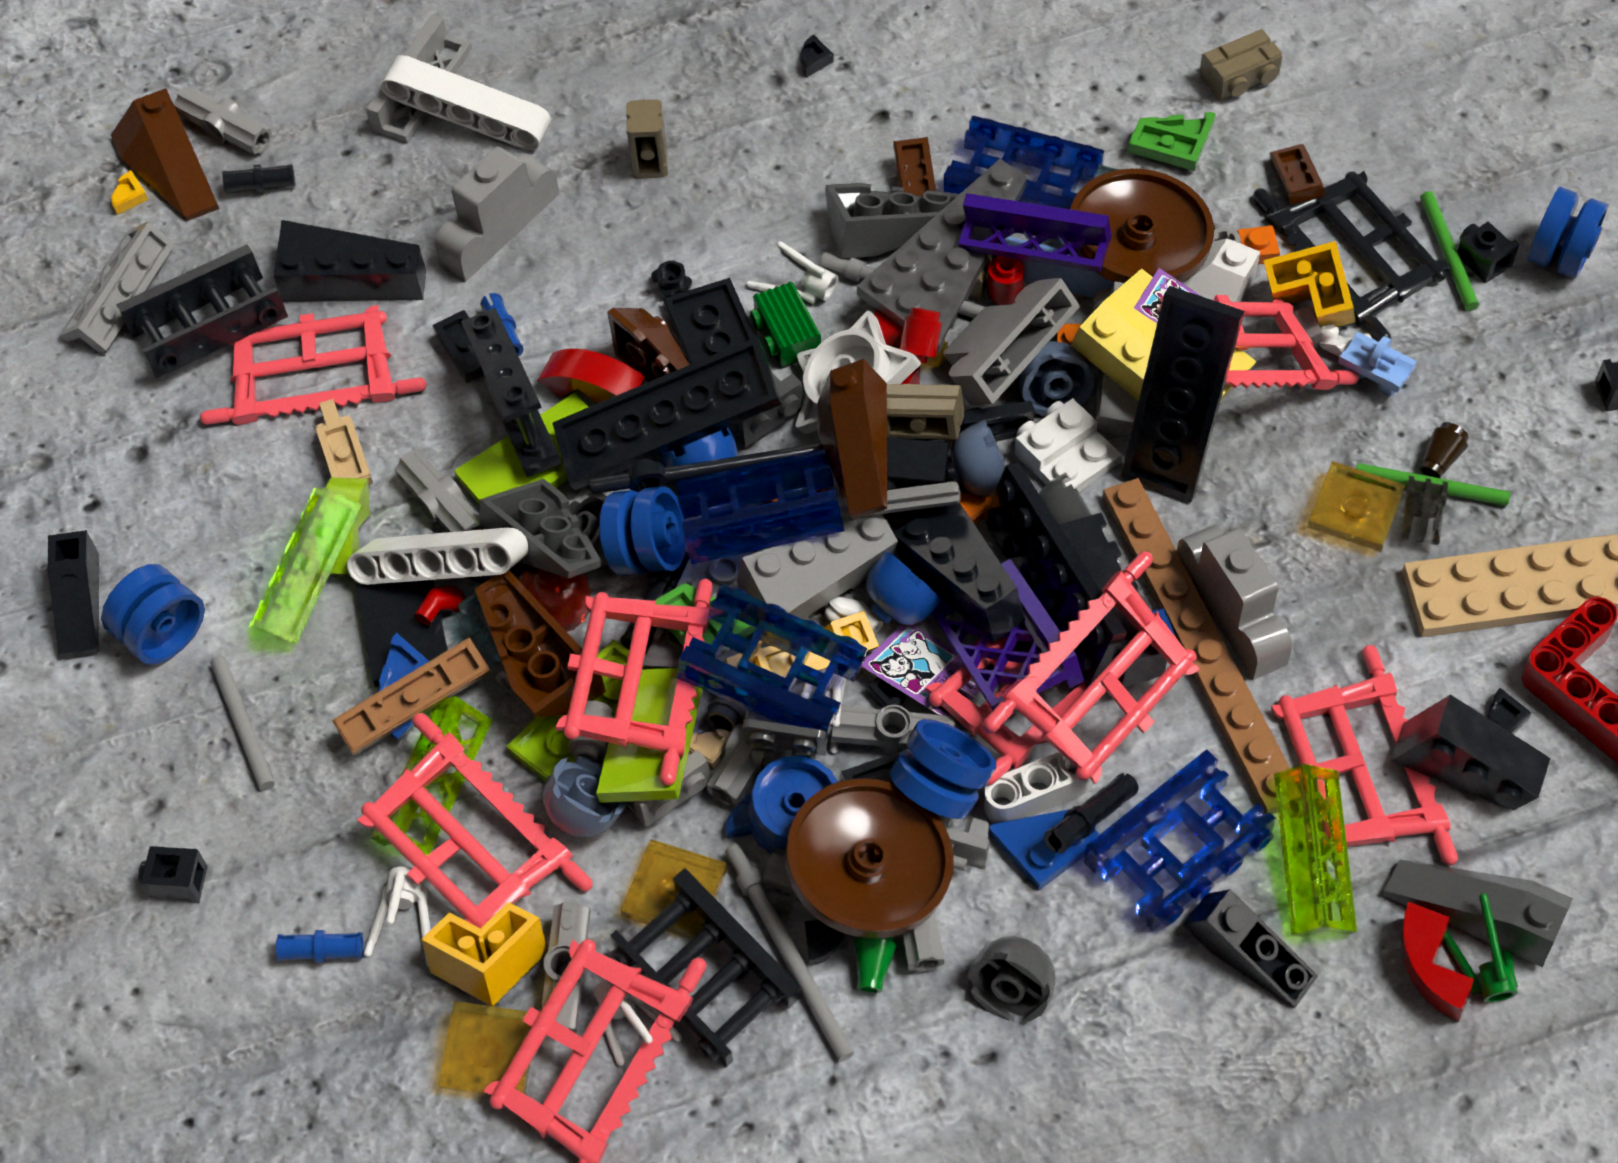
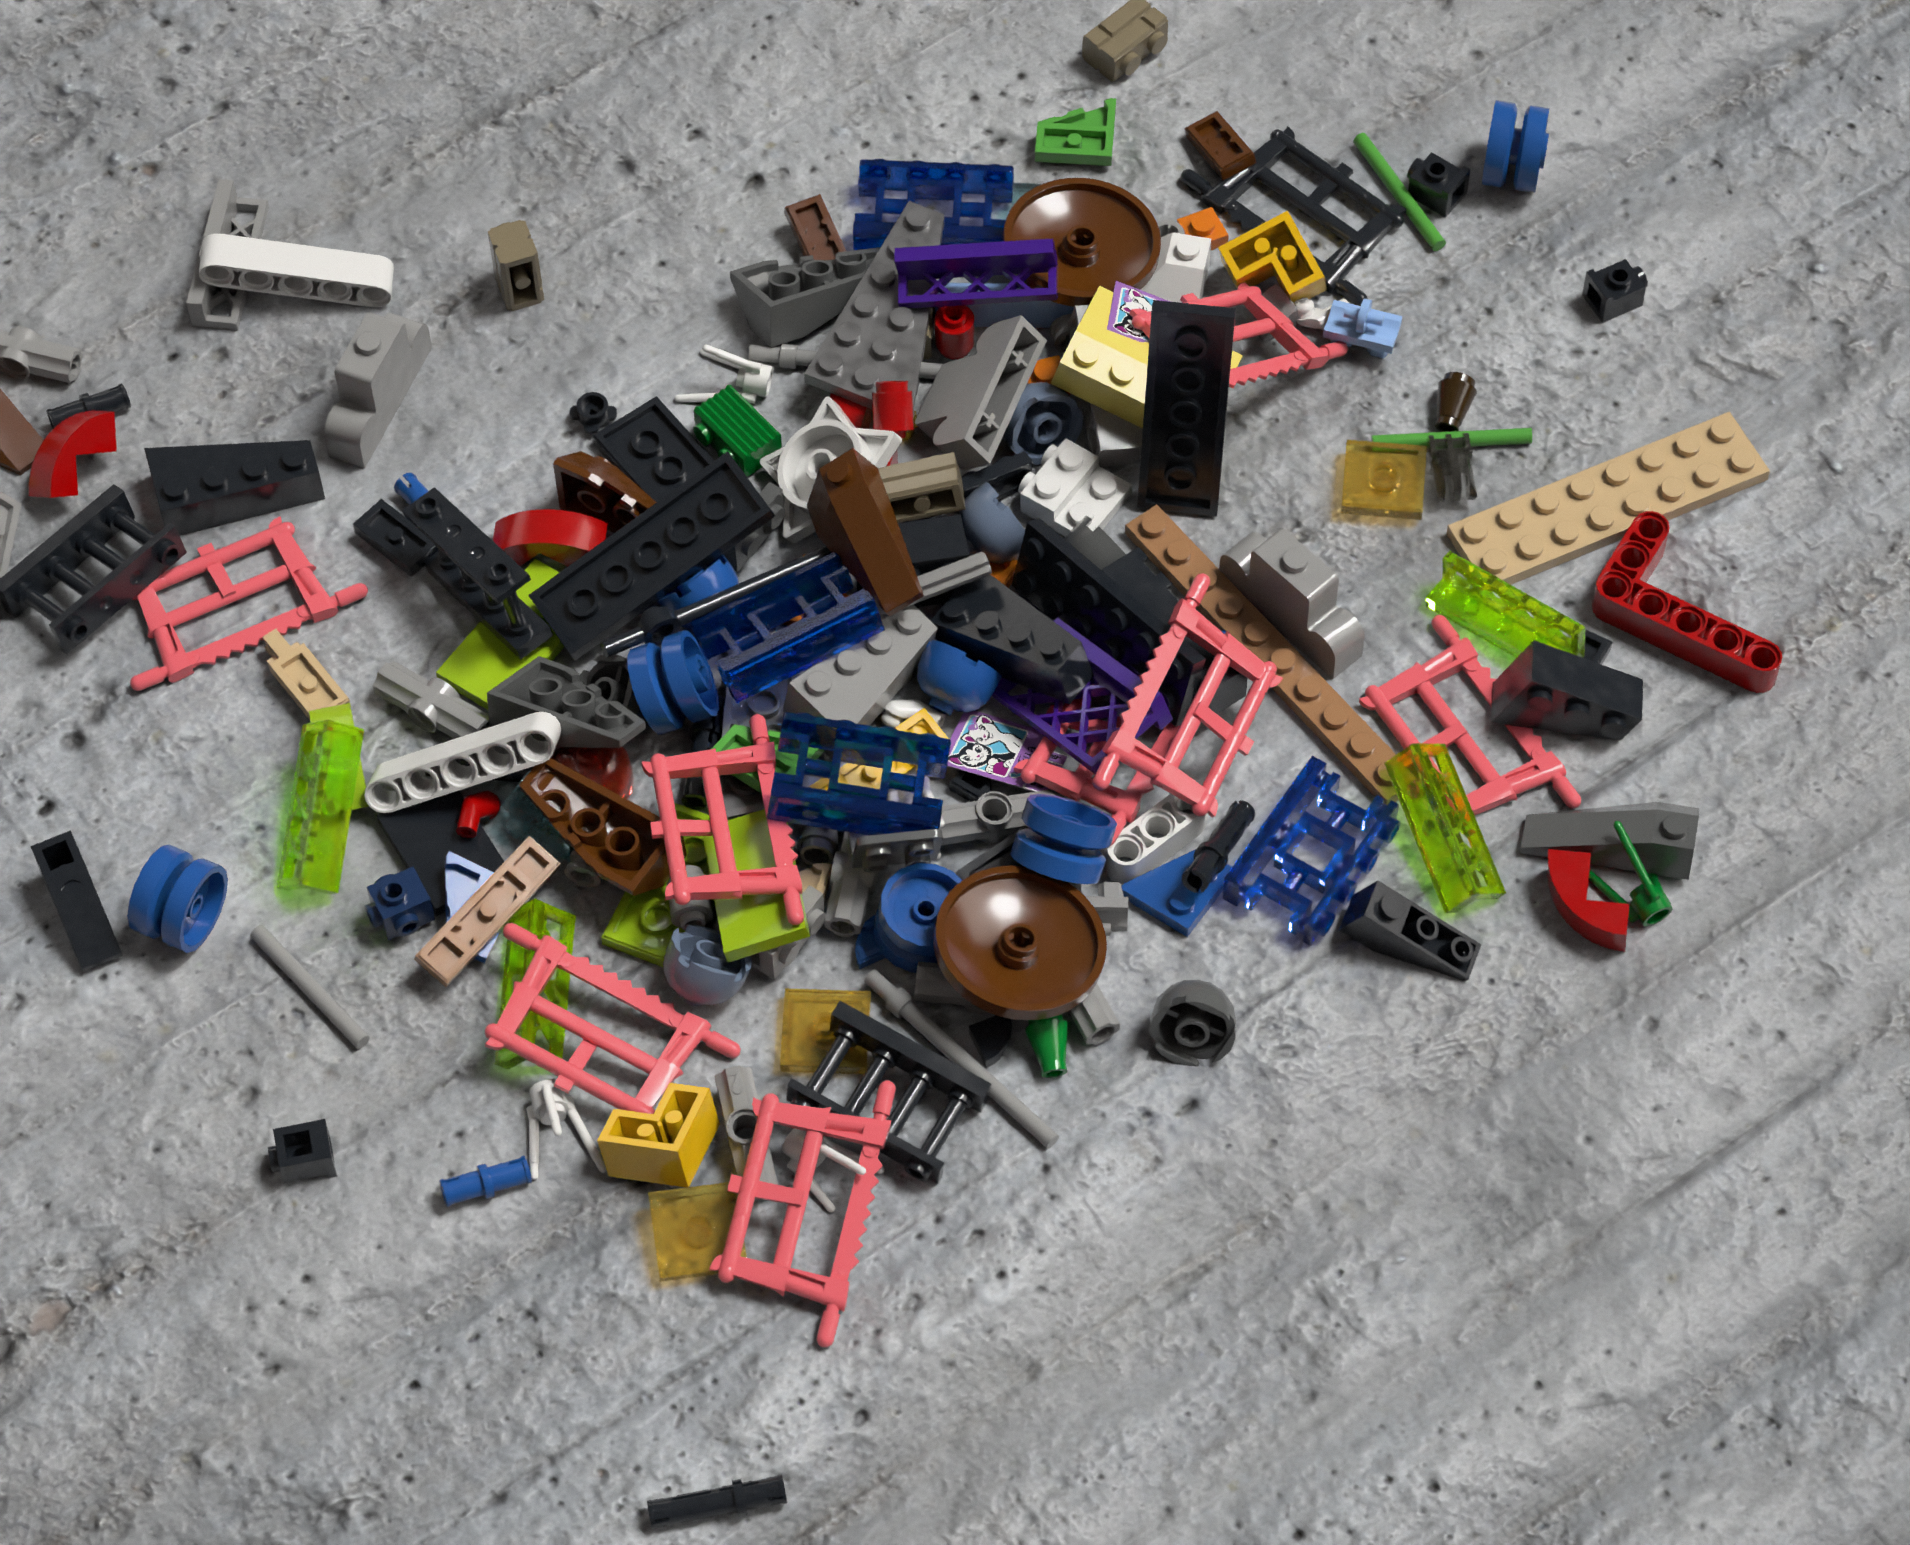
camera: 20 degrees left, 0 degrees up
(237, 197) = (54, 464): none -> red brick
(340, 668) = (399, 904): none -> dark blue brick
(814, 56) = (660, 130): black tile -> none
(1434, 663) = (1502, 619): none -> clear neon green fence

